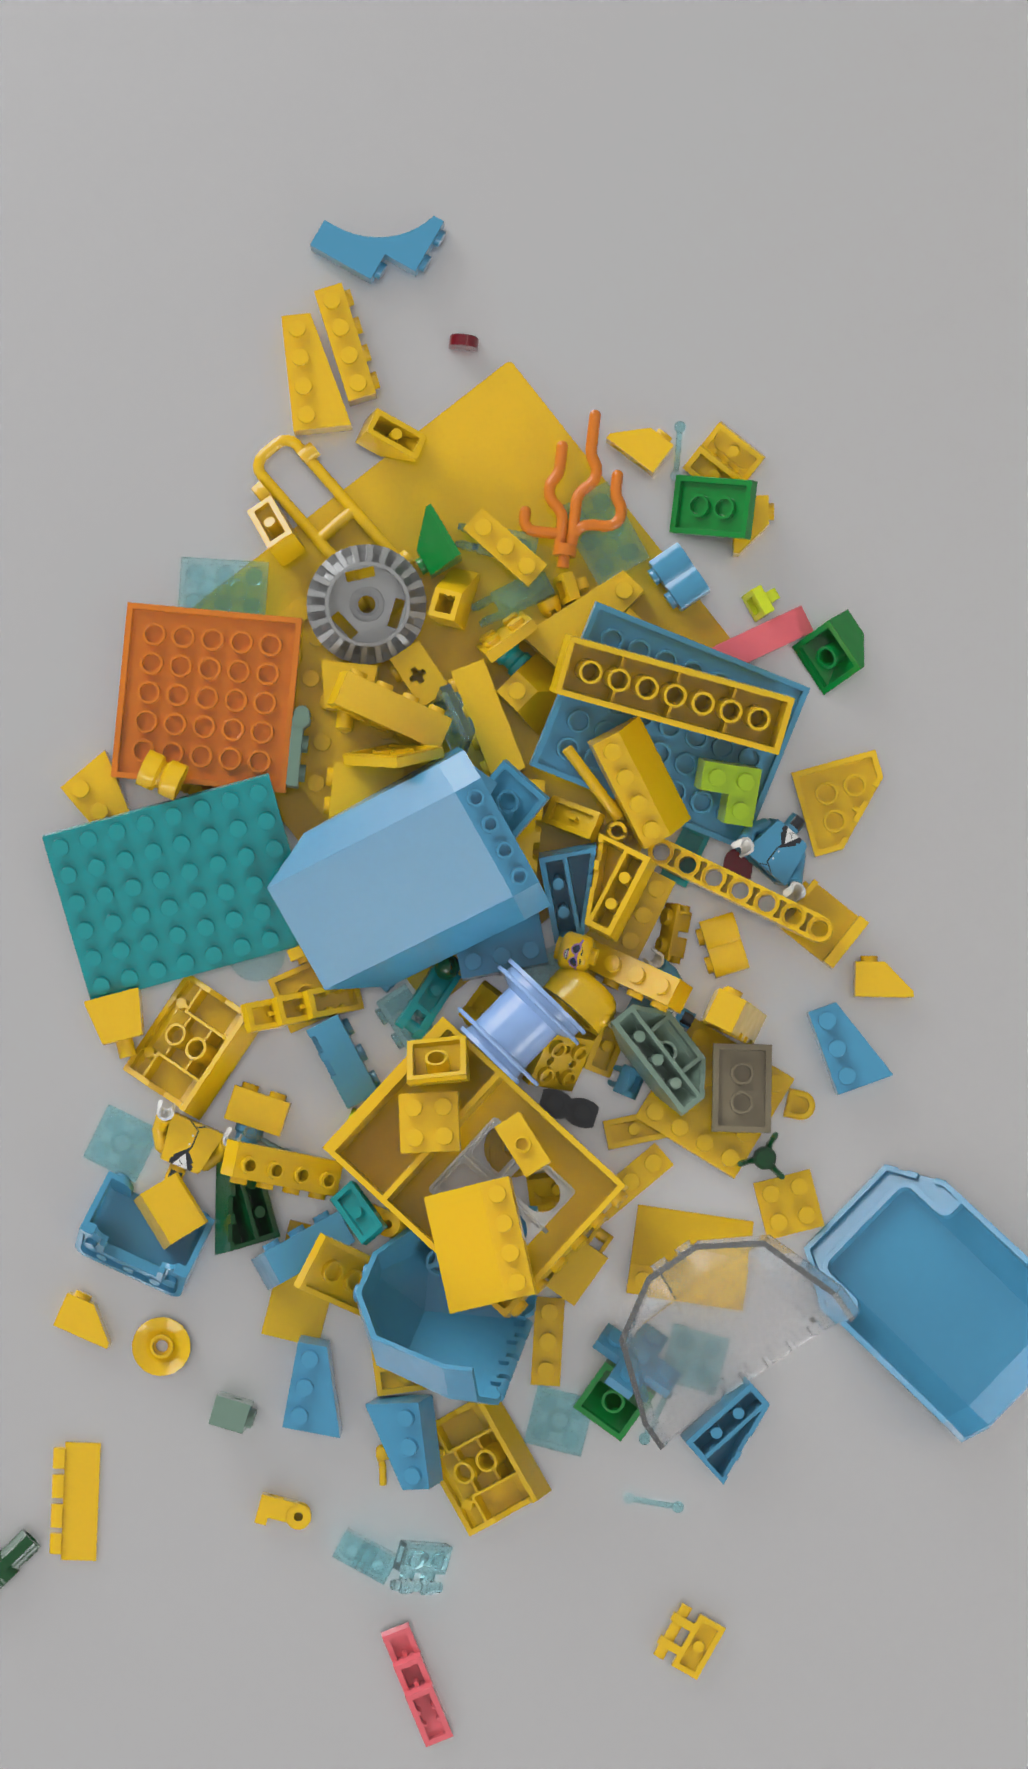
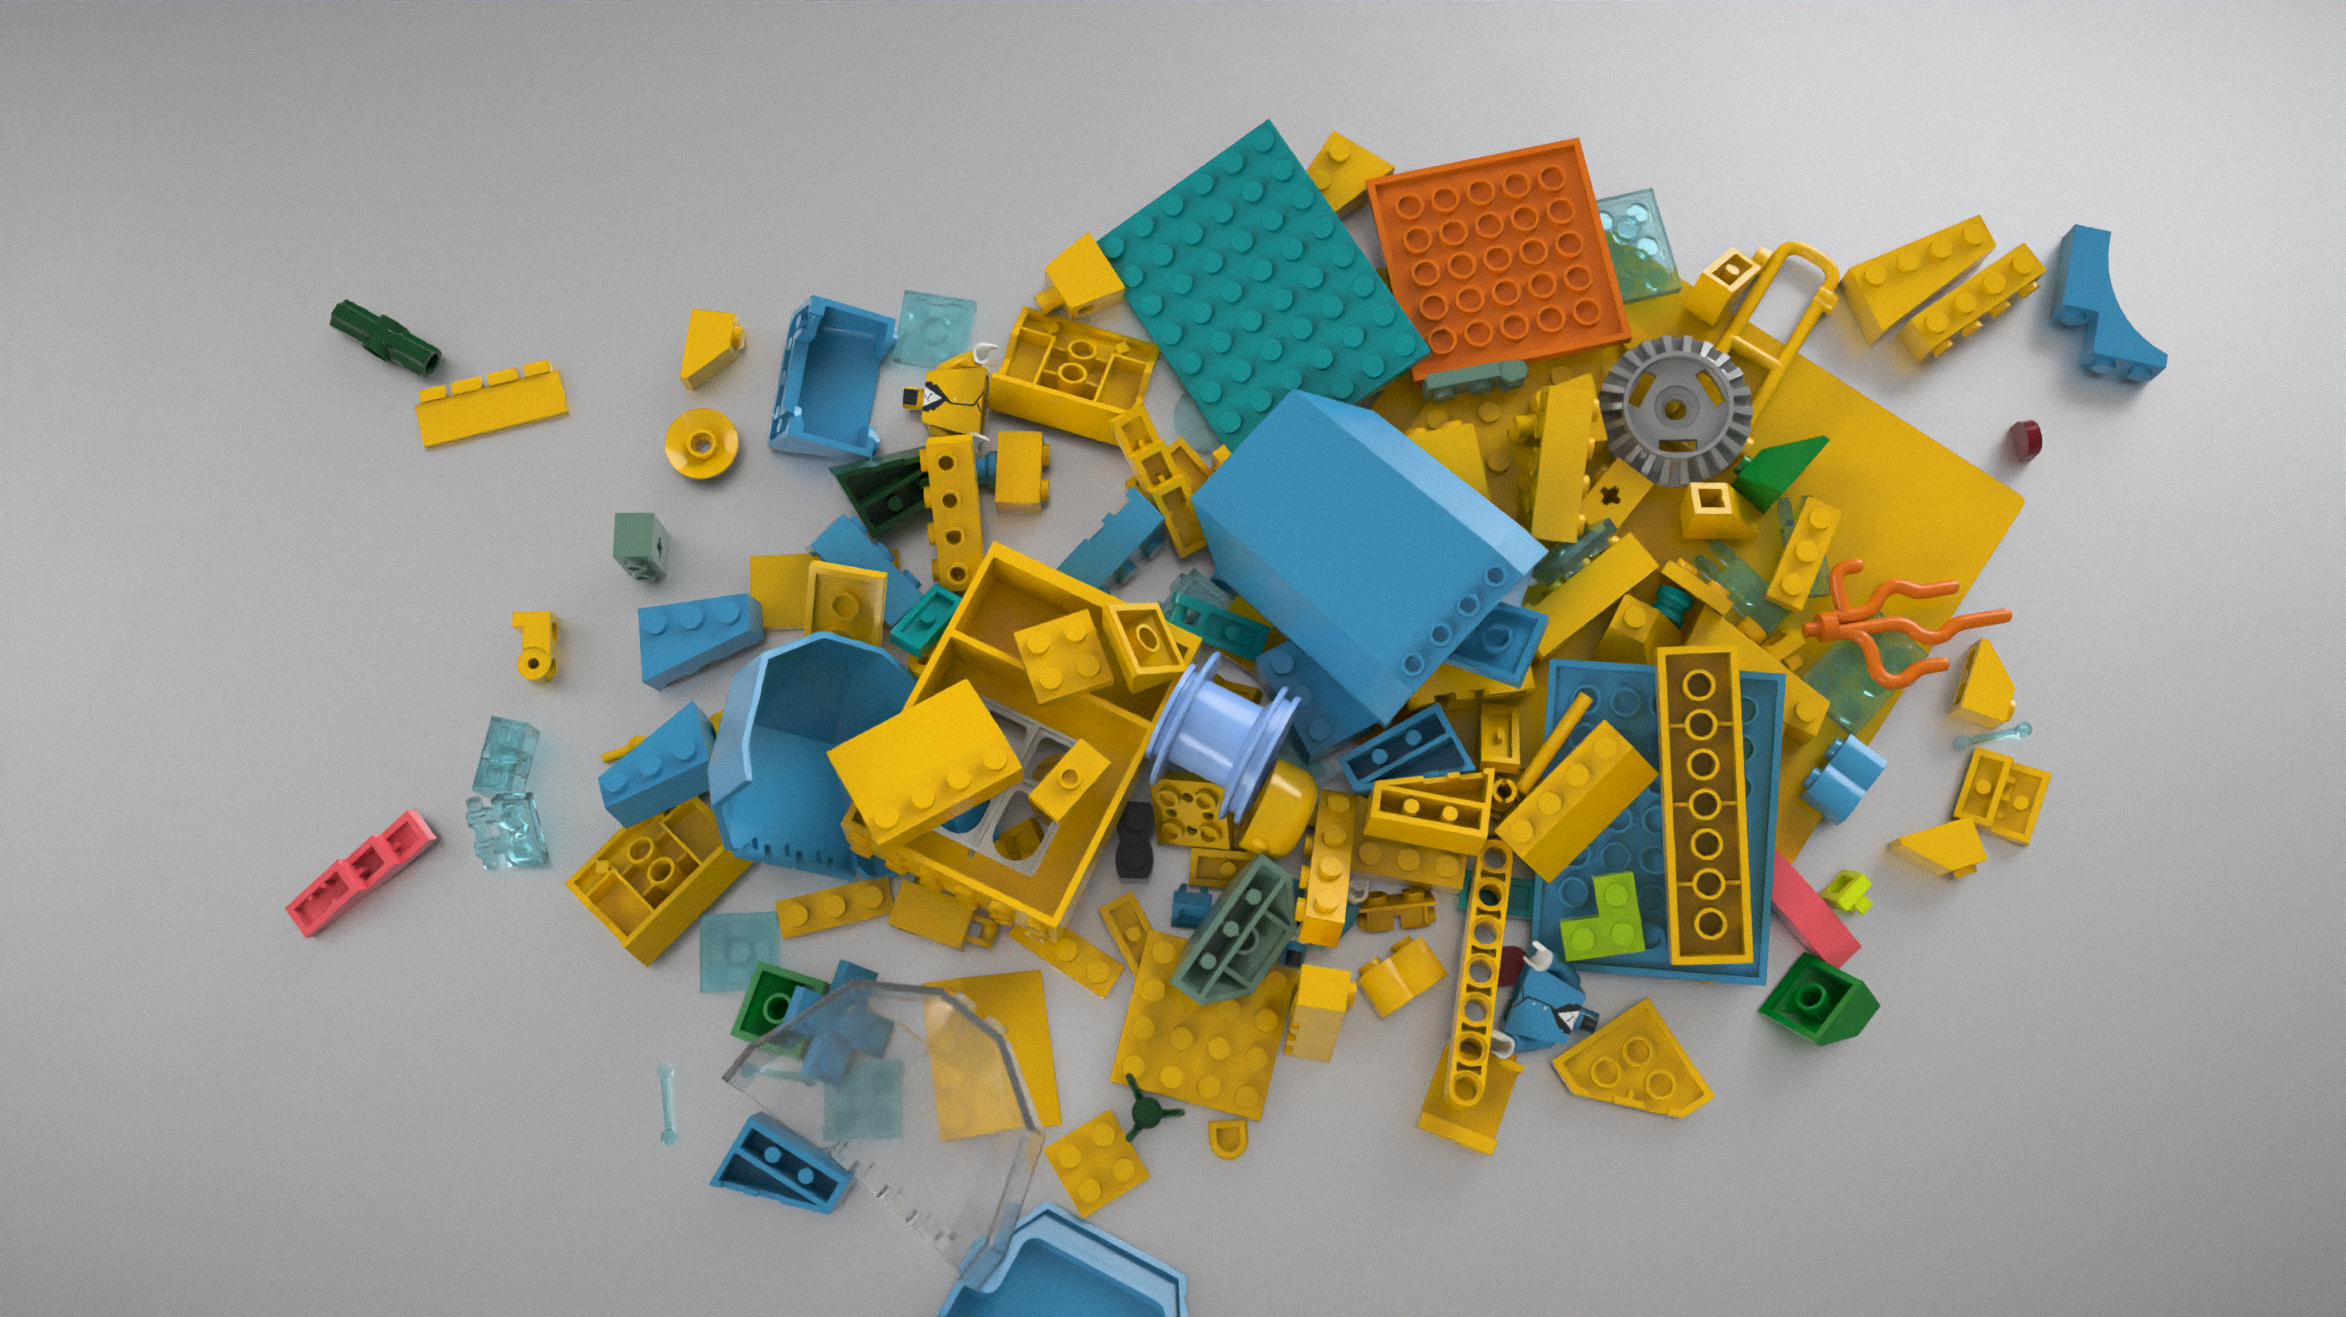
camera: 70 degrees right, 10 degrees down
(162, 775) = (1388, 228): yellow wheel -> none
(170, 1210) = (869, 402): yellow slope -> none
(250, 1133) = (988, 465): clear light blue hinge -> none
(390, 437) = (1883, 383): yellow slope -> none
(393, 755) = (1506, 482): yellow tile -> none
(444, 968) = (1260, 633): dark green hinge -> none
(575, 951) = (1335, 783): yellow head -> none
(698, 1644) = (495, 1217): yellow plate -> none
(713, 507) = (1947, 795): green plate -> none
(741, 1088) = (1227, 1053): dark tan plate -> none
(844, 1050) = (1317, 1175): dark azure wedge -> none
(877, 980) = (1421, 1192): yellow slope -> none

